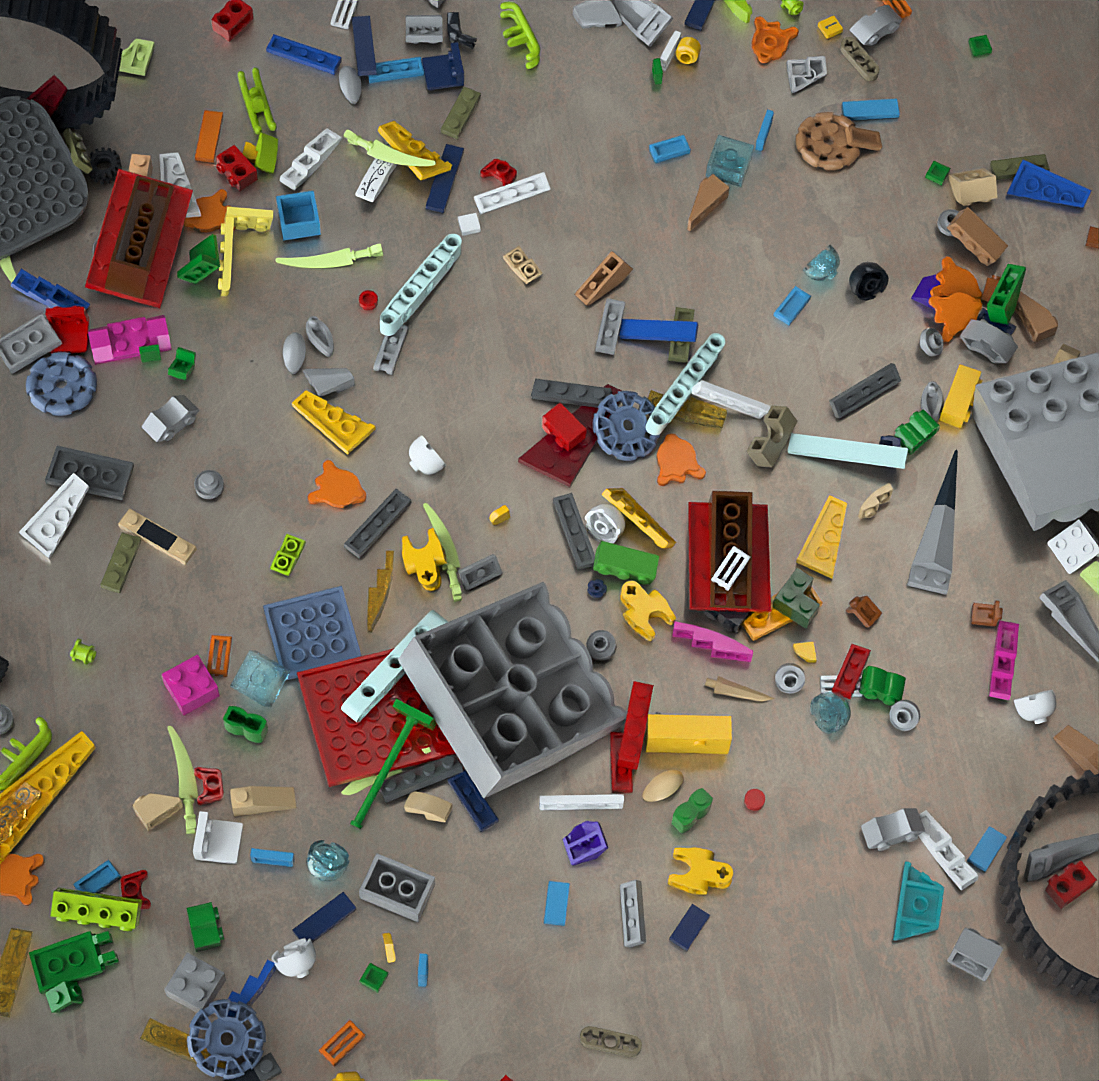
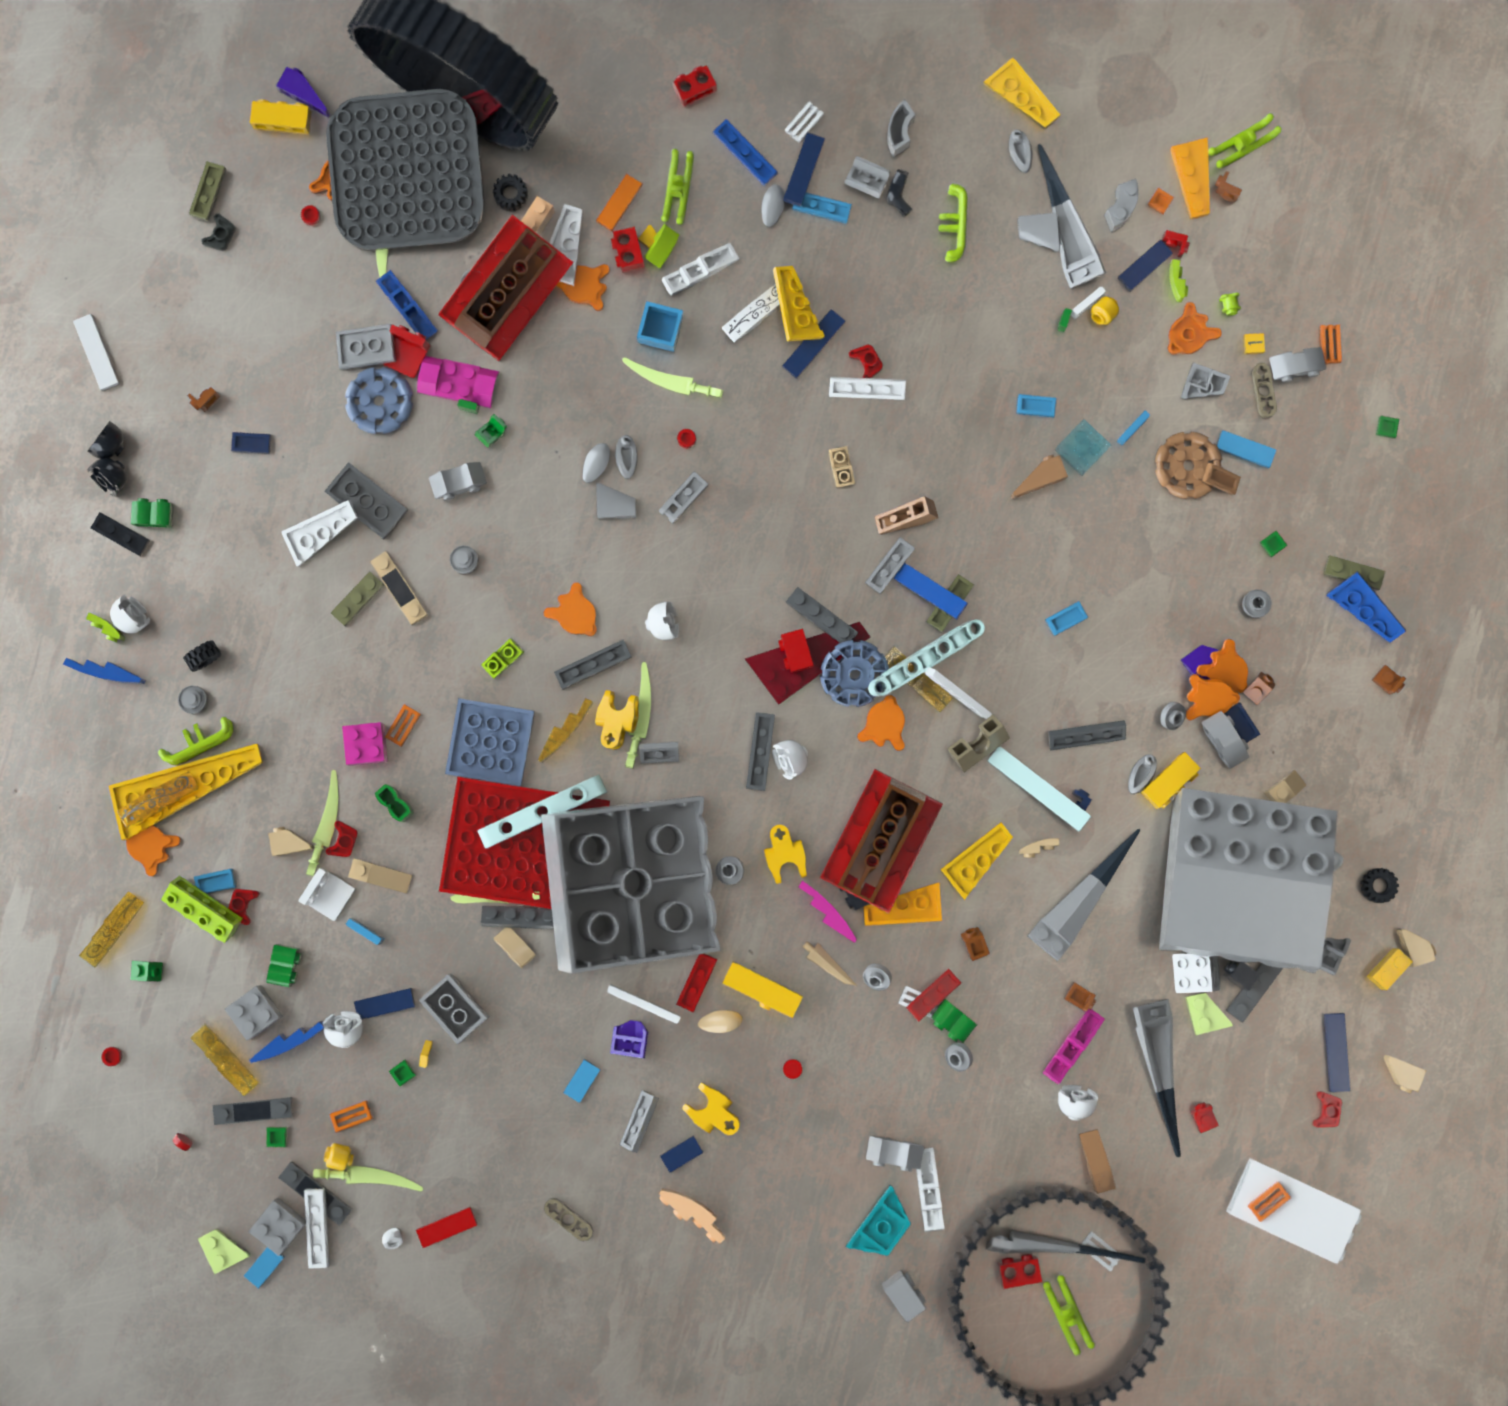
camera: 30 degrees right, 20 degrees up
(71, 959) = (164, 942): green tile -> none
(77, 150) = (490, 169): olive plate -> none
(83, 652) = (288, 671): lime brick -> none
(137, 57) = (587, 88): yellowish green wing -> none
(203, 261) = (555, 334): green bracket -> none
(213, 1043) = (258, 1063): sand blue plate -> none
(241, 219) = (580, 330): light yellow bracket -> none
(260, 678) = (424, 767): clear light blue brick -> none
(327, 861) = (407, 958): clear light blue cylinder -> none
(337, 425) = (601, 551): yellow wing -> none
(386, 153) = (767, 297): yellowish green sword -> none
(413, 717) = (533, 867): green tile -> none
(420, 284) = (738, 447): light aqua beam -> none
(423, 970) = (441, 1091): dark azure tile -> none
(444, 70) = (865, 228): dark blue bracket -> none
(460, 112) = (861, 280): olive plate -> none
(469, 224) = (813, 401): white tile -> none
(473, 801) = (555, 977): dark blue tile -> none
(500, 515) = (701, 706): yellow tile -> none
(594, 592) = (748, 814): dark blue plate -> none
(626, 563) = (787, 805): bright green brick -> none
(627, 505) = (821, 763): yellow wing -> none
(635, 725) = (720, 961): red arch -> none
(688, 812) = (738, 1054): green brick -> none
(720, 972) = (686, 1206): none -> light nougat slope
(721, 582) = (874, 868): white tile -> none
(793, 599) = (914, 908): brick -> none
(806, 651) = (905, 956): yellow tile -> none
(823, 265) = (1114, 593): clear light blue cylinder -> none
(831, 711) = (897, 1024): clear light blue cylinder -> none
(868, 280) = (1146, 626): black cylinder -> none
(916, 431) = (1111, 797): green brick -> none
(973, 186) = (1298, 574): tan slope -> none
(977, 236) = (1270, 631): medium nougat brick -> none
(987, 849) = (967, 1205): dark azure tile -> none
(1006, 294) = (1265, 703): green slope -> none
(1035, 318) = (1281, 734): medium nougat slope -> none

